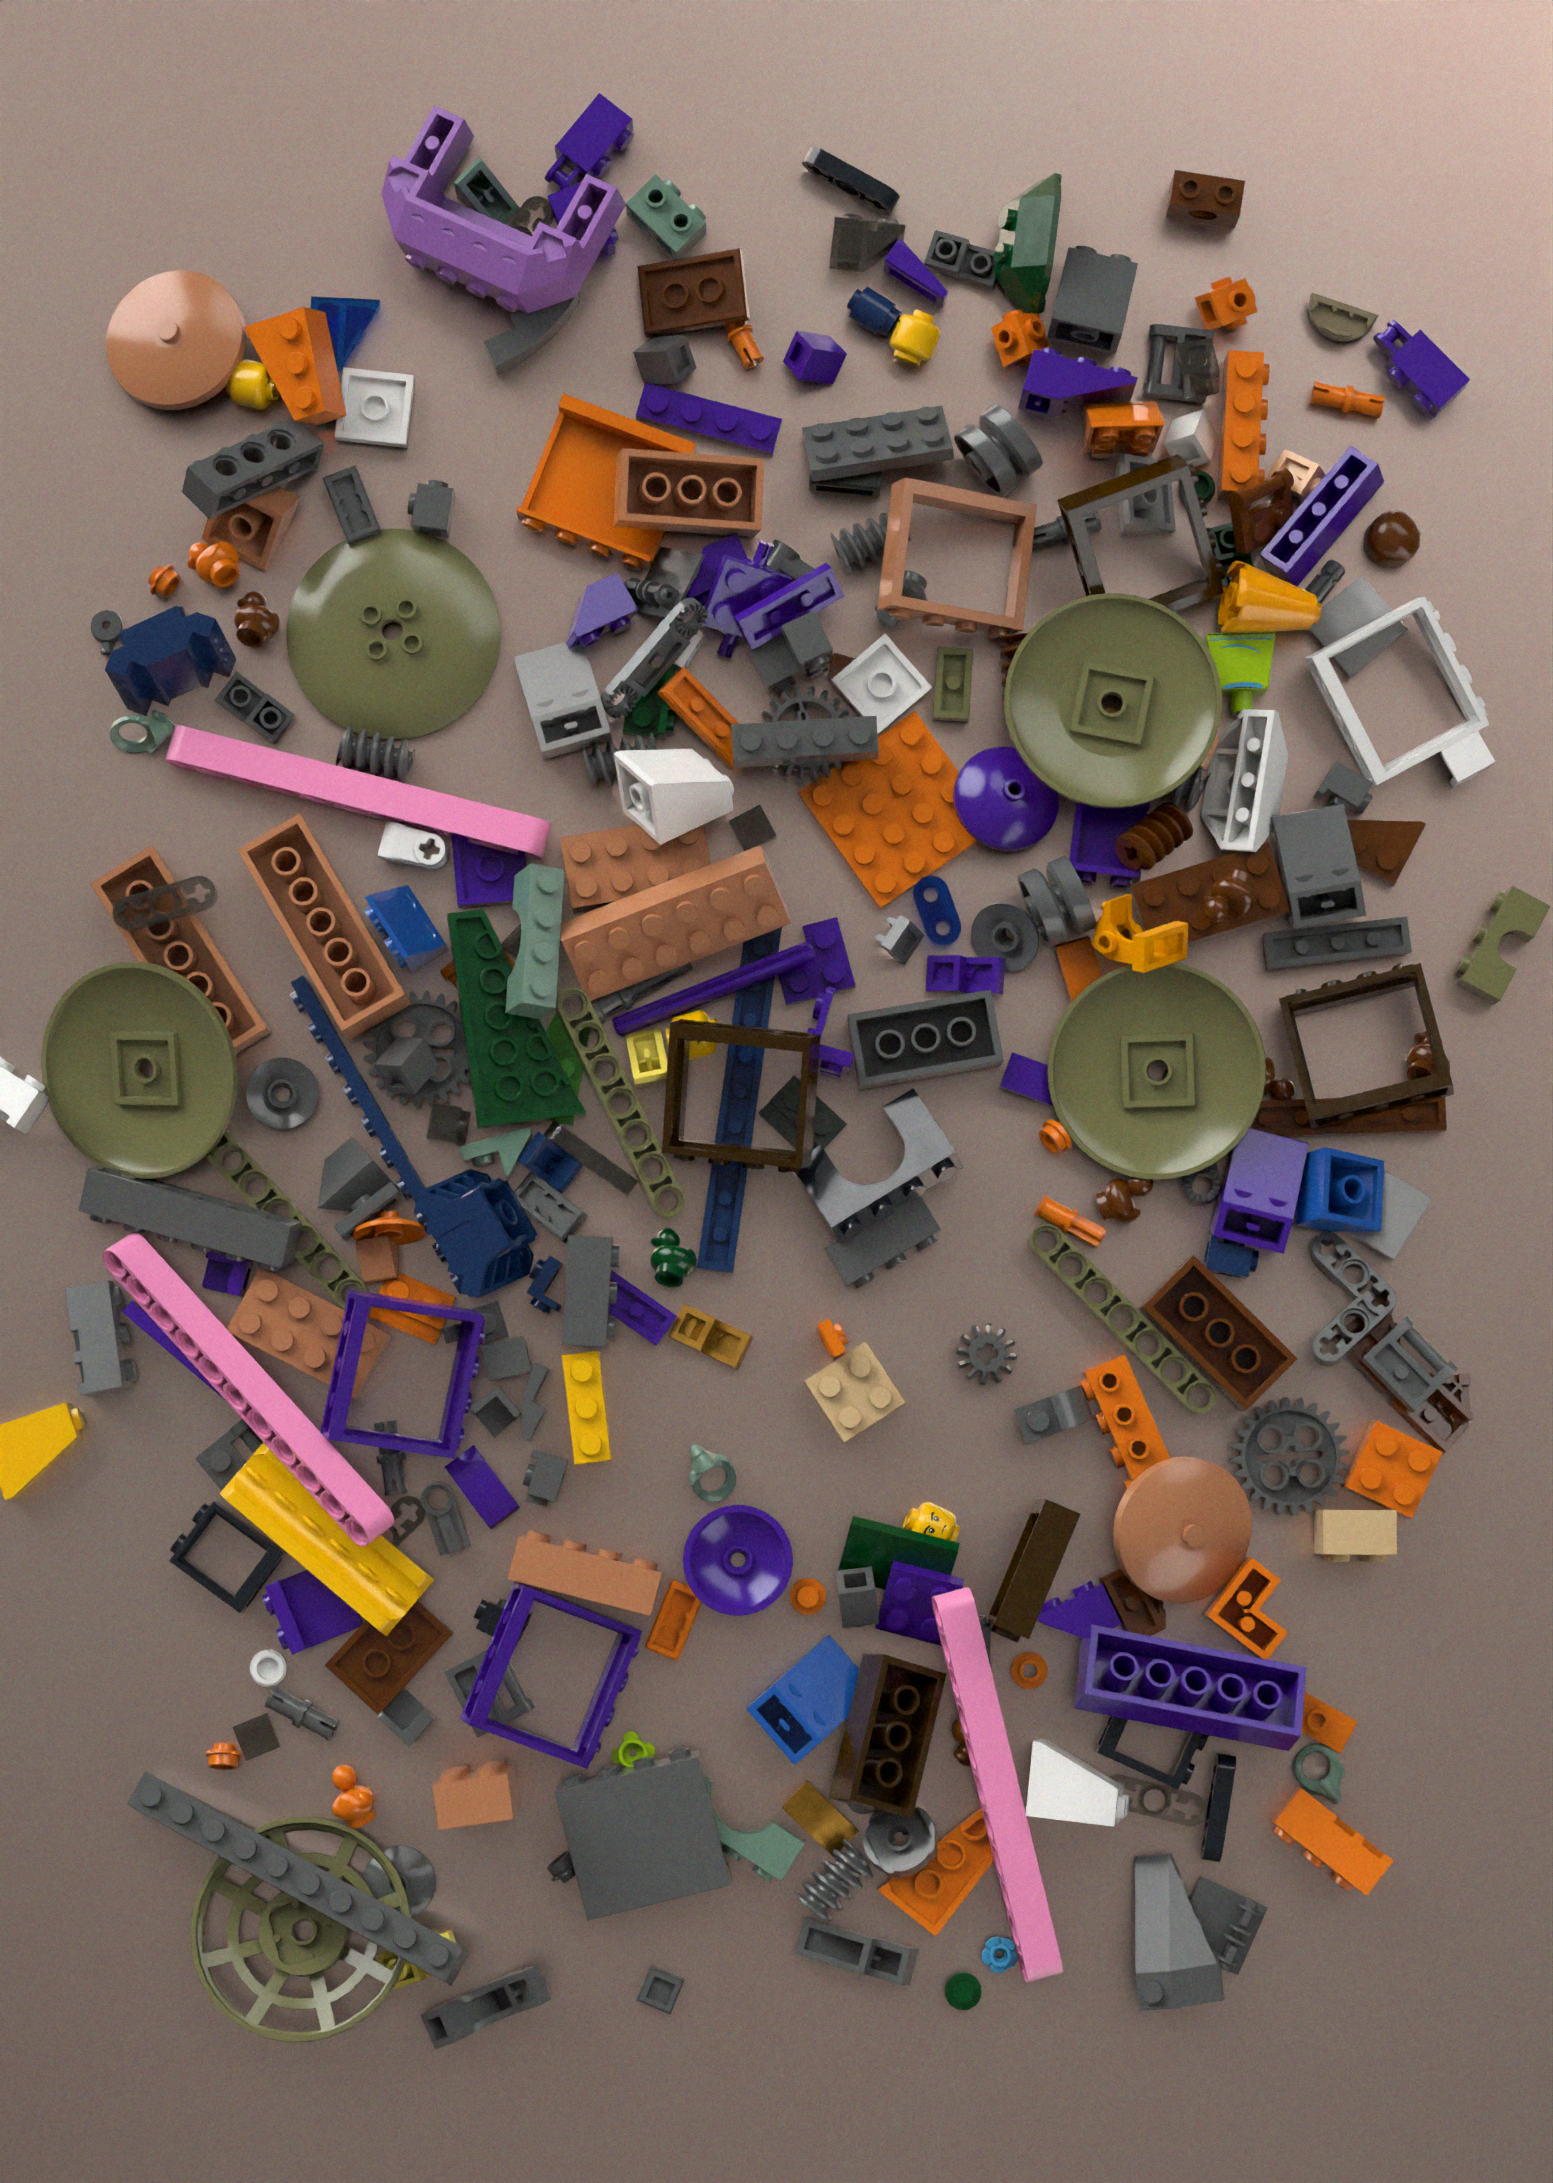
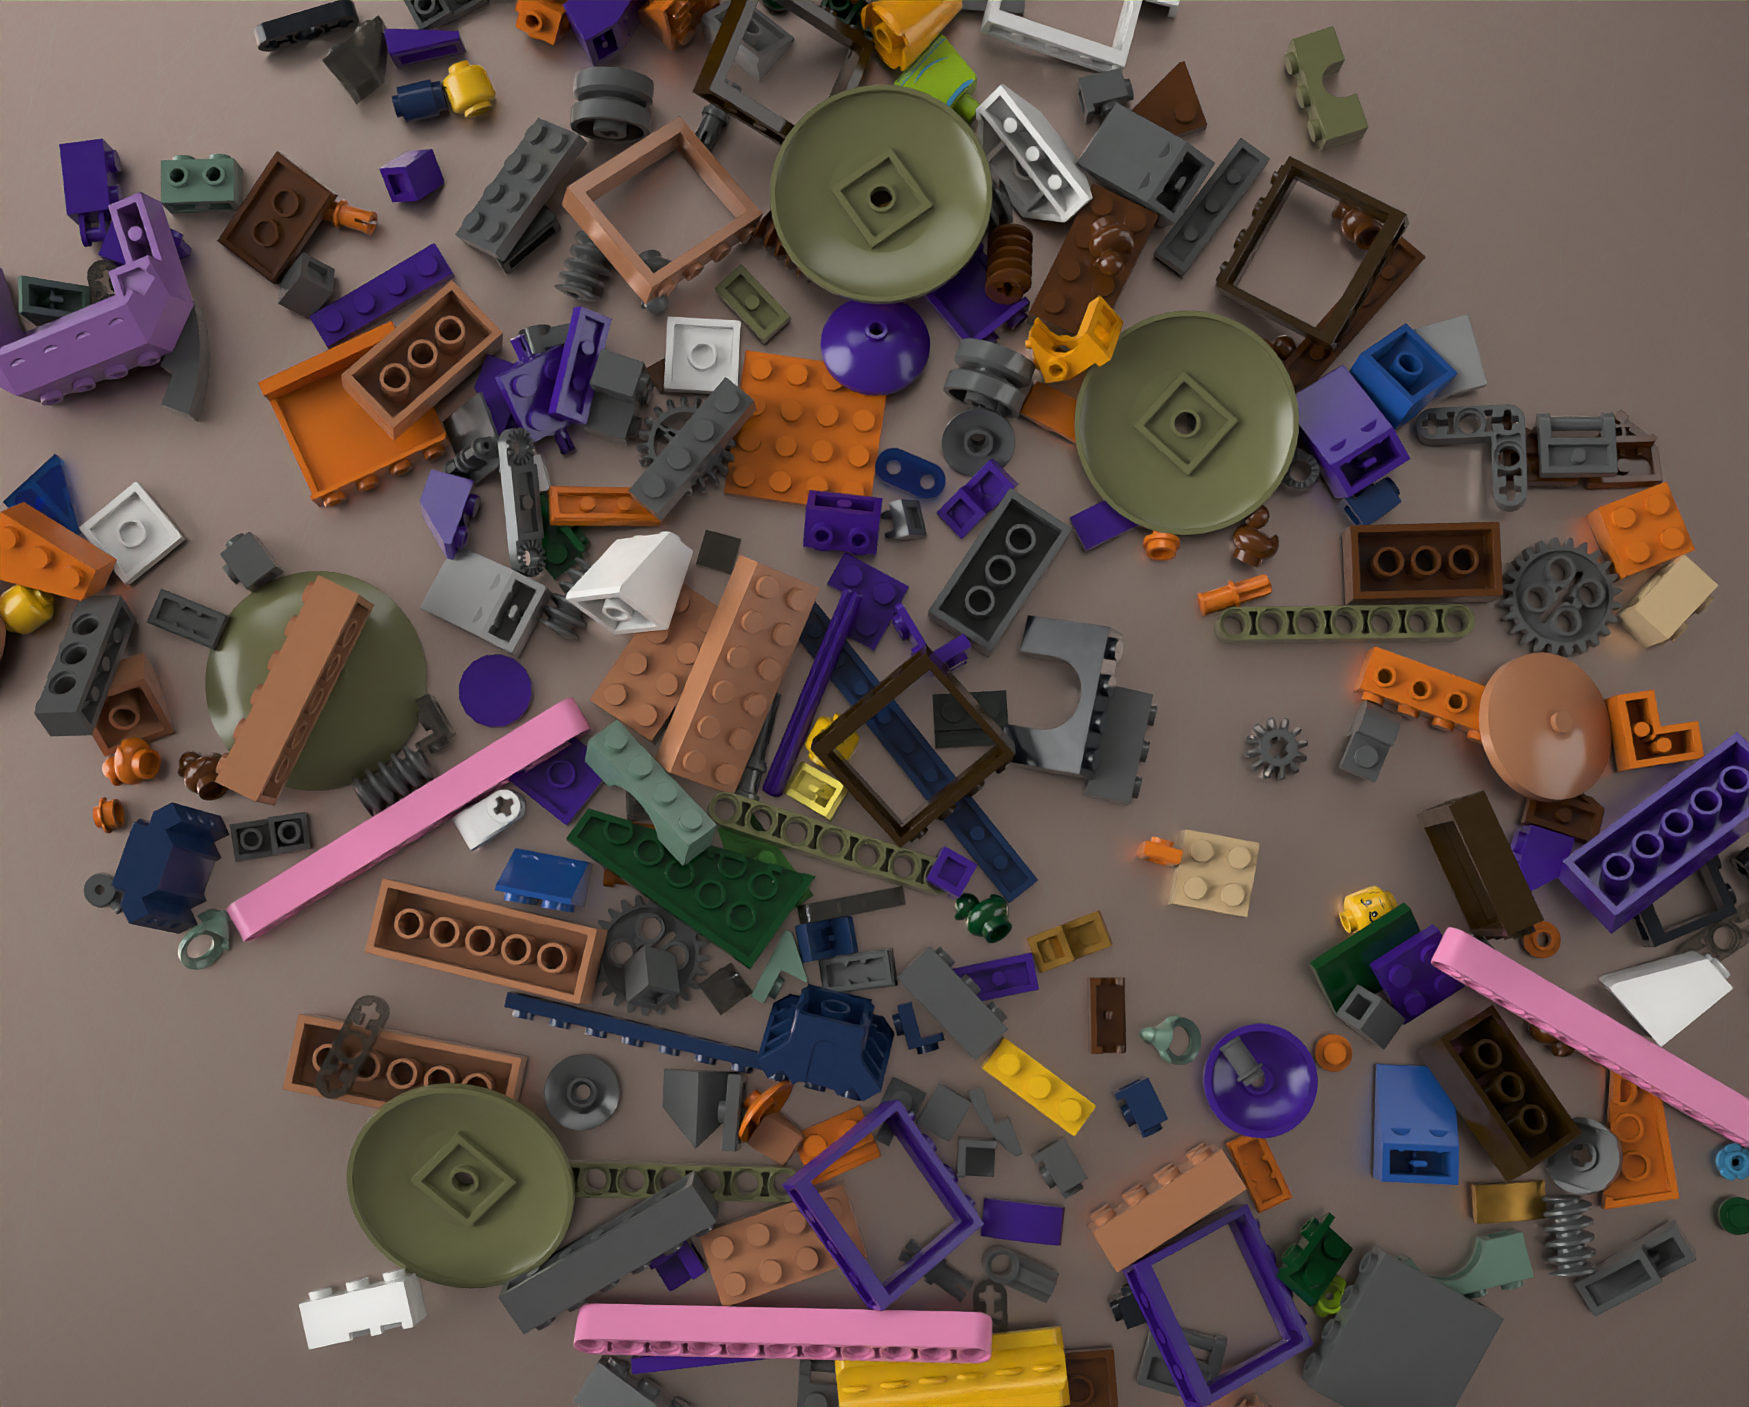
camera: 40 degrees left, 0 degrees up
(371, 628) = (293, 691): none -> nougat brick
(444, 741) = (433, 717): none -> clear smoke bracket
(505, 766) = (495, 691): none -> dark purple tile
(641, 1495) = (1141, 1106): none -> dark blue brick
(647, 1716) = (1314, 1259): none -> dark green bracket
(678, 1204) = (951, 872): none -> dark purple panel
(683, 1411) = (1106, 1015): none -> reddish brown hinge
(738, 1532) = (1242, 1061): none -> dark grey pin
(855, 895) = (842, 522): none -> dark purple brick

